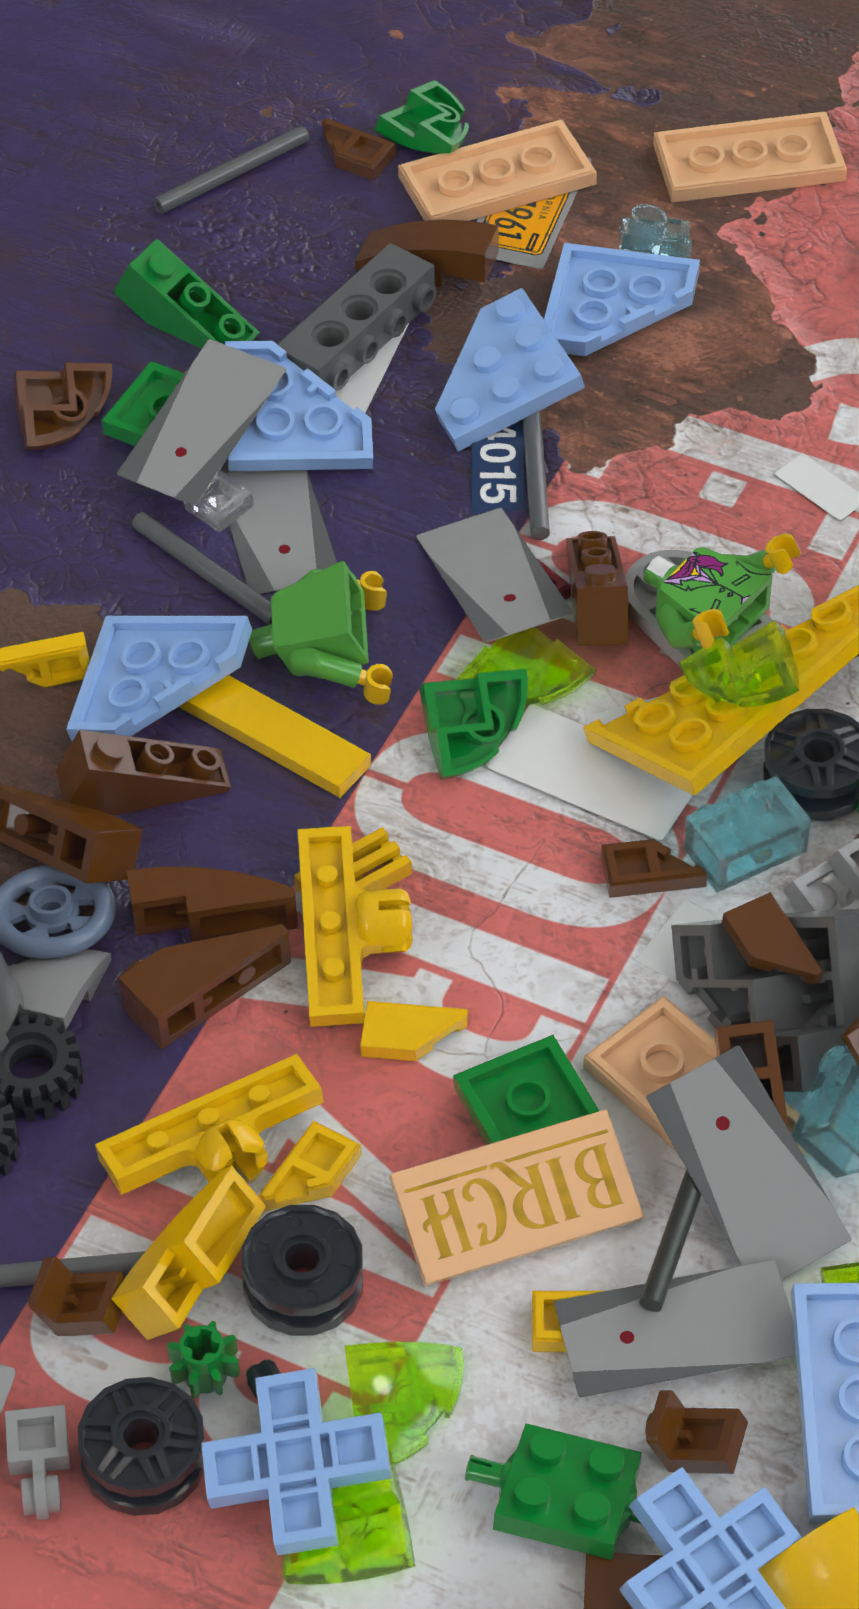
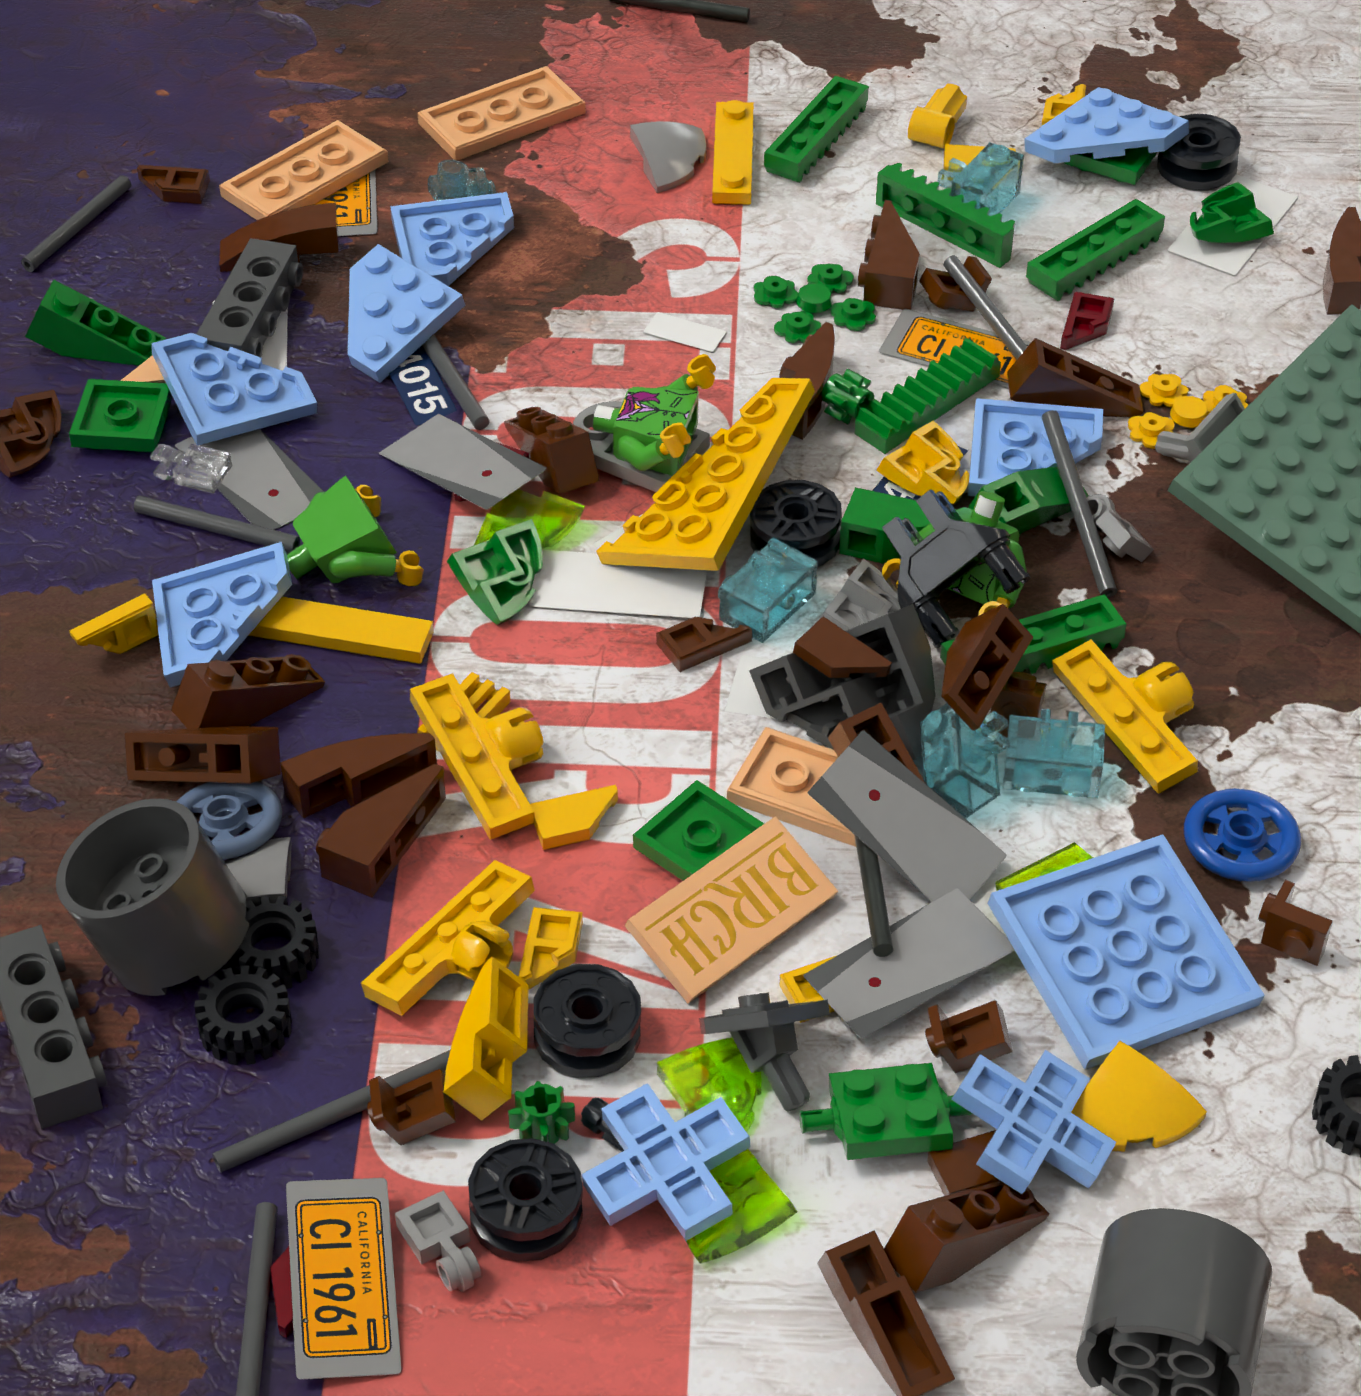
camera: 25 degrees left, 5 degrees down
(201, 422) = (161, 410): light grey sticker -> none
(426, 121) = (225, 148): green brick -> none
(474, 1361) = (767, 1039): none -> dark grey piece
(748, 673) = (716, 466): clear neon green brick -> none

